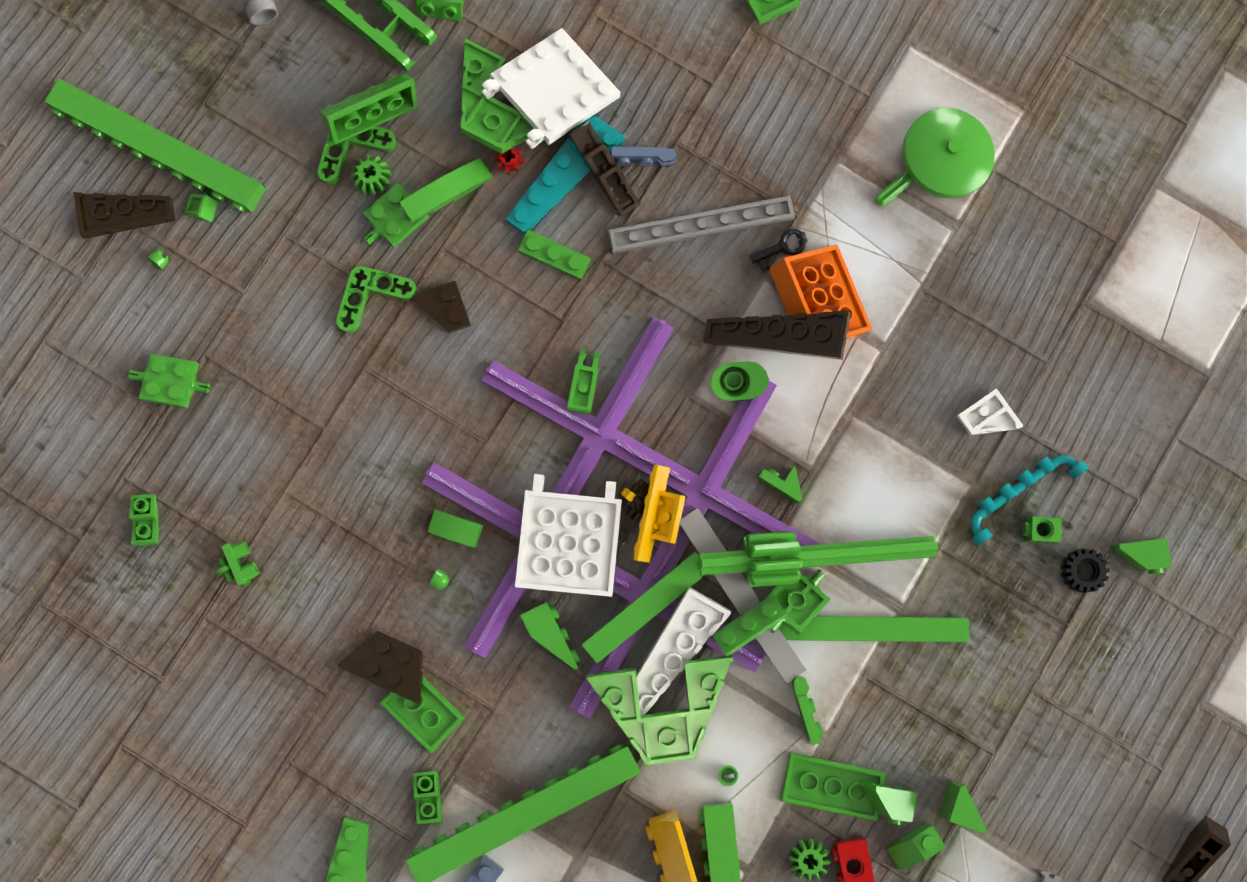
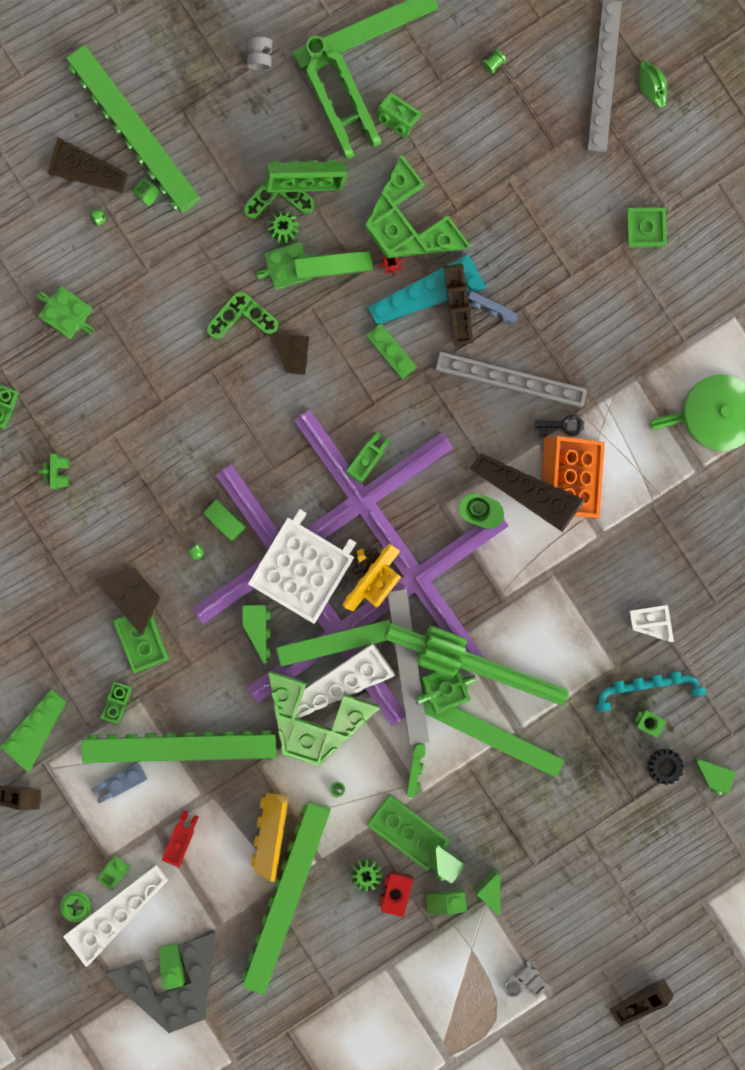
camera: 20 degrees right, 5 degrees up
(552, 87) = (449, 224): white plate -> none
(750, 625) = (403, 691): bright green plate -> none
(789, 487) = (480, 605): bright green slope -> none

